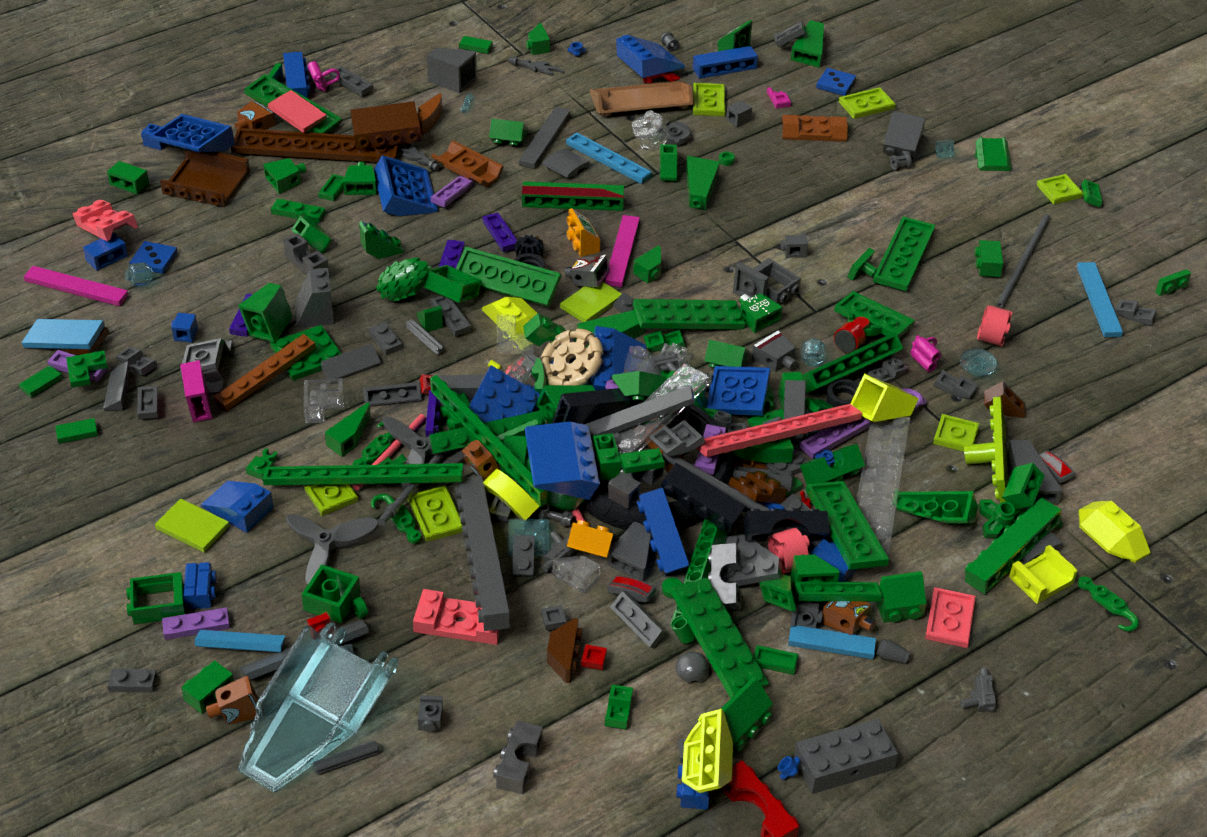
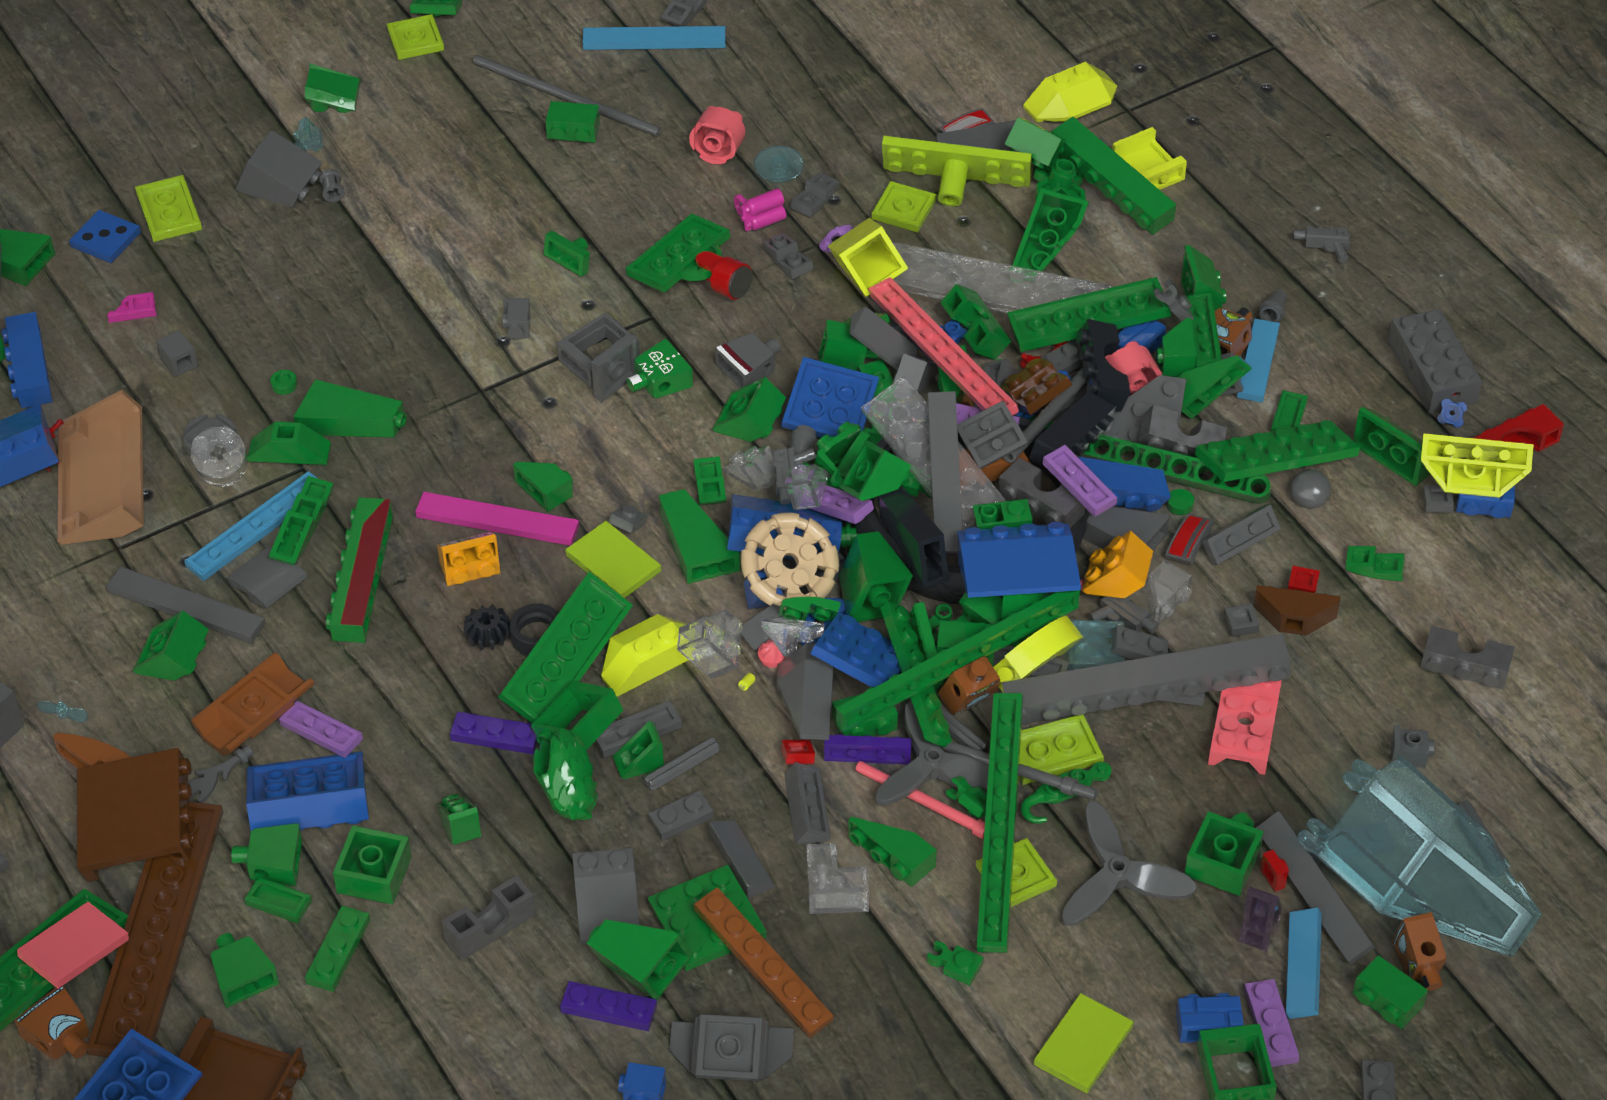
camera: 85 degrees left, 5 degrees up
(196, 391) = (818, 1043): dark pink brick -> none
(240, 504) = (1043, 983): blue slope -> none
(269, 605) = (1260, 919): none -> clear purple slope
(312, 233) = (410, 920): green slope -> none
(346, 212) = (372, 865): none -> green brick
(375, 448) = (928, 820): green piece -> none
(500, 231) = (438, 665): dark purple plate -> none
(542, 329) = (730, 587): green arch -> none
(588, 271) = (560, 552): dark grey torso -> none
(602, 168) = (301, 520): none -> green slope
(635, 485) = (1079, 480): none -> medium lavender plate
(642, 460) = (1026, 476): green plate -> none
(688, 314) = (667, 444): green plate -> none
(708, 99) = (104, 382): lime tile -> none
(813, 352) = (751, 320): clear light blue head -> none
(814, 128) = (224, 270): dark orange piece -> none
(838, 386) = (833, 287): black tyre -> none
(851, 362) = (781, 282): green brick -> none
(856, 569) = (1178, 304): none -> dark grey plate
(904, 253) = (543, 207): green plate -> none
(950, 617) = (1229, 253): coral tile -> none
(1011, 403) = (855, 152): reddish brown slope -> none
(1110, 601) = (1186, 115): green piece -> none

